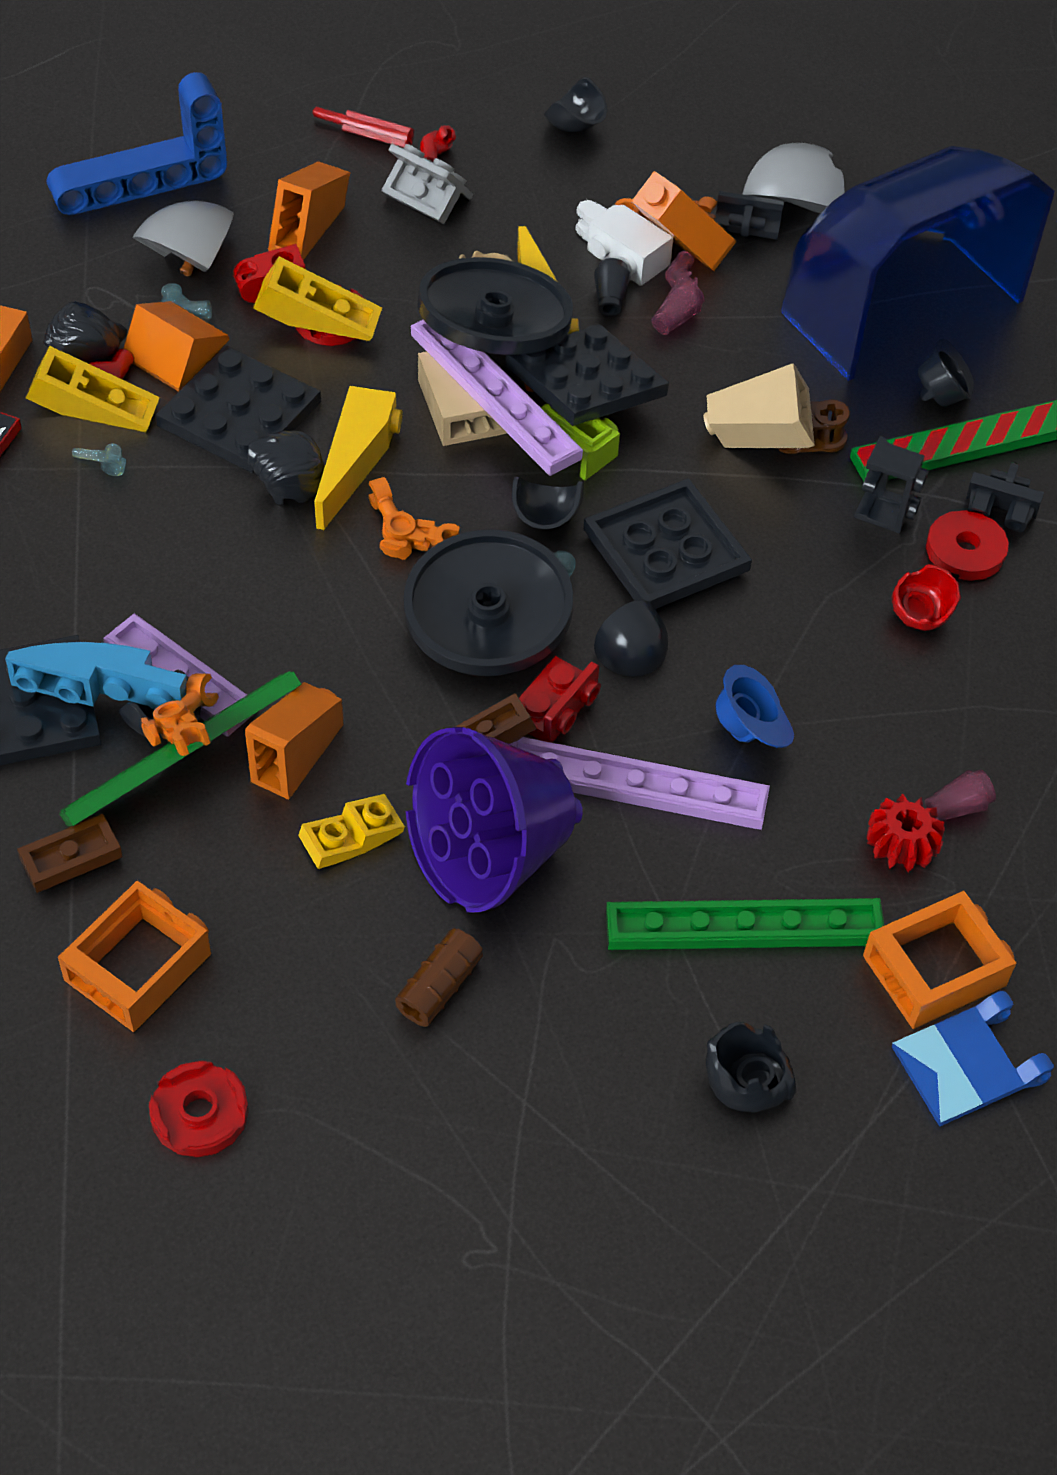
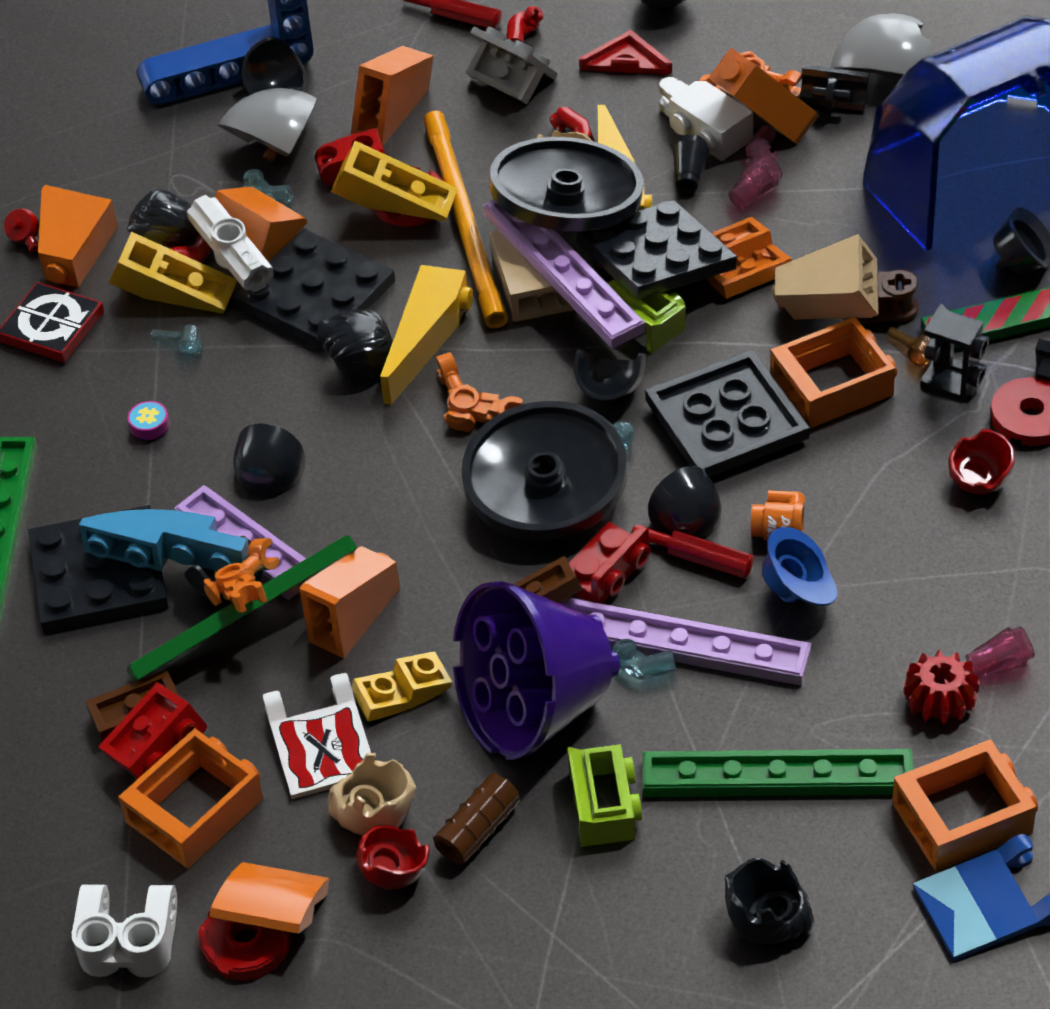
camera: 10 degrees right, 5 degrees down
(36, 1100) = (122, 940): none -> white piece
(72, 543) = (148, 420): none -> tile
(90, 883) = (151, 730): none -> red bracket
(152, 359) = (230, 244): none -> white piece
(186, 178) = (272, 65): none -> black helmet
(200, 587) = (268, 459): none -> black helmet
(224, 1067) = (269, 897): none -> orange slope
(270, 896) = (320, 744): none -> flag
(329, 955) = (372, 795): none -> tan hair
(352, 1020) = (391, 857): none -> red hair
(418, 419) = (489, 297): none -> light orange piece
(488, 239) = (567, 117): none -> red arm
(540, 177) = (626, 54): none -> red tile
(578, 982) = (609, 823): none -> lime window
(600, 809) = (639, 664): none -> clear light blue arm
(653, 688) = (704, 552): none -> red axle
(686, 388) = (755, 257): none -> orange slope
(729, 647) = (780, 510): none -> orange piece
(785, 467) = (818, 348): none -> orange window
(851, 479) = (916, 346): none -> clear orange hand

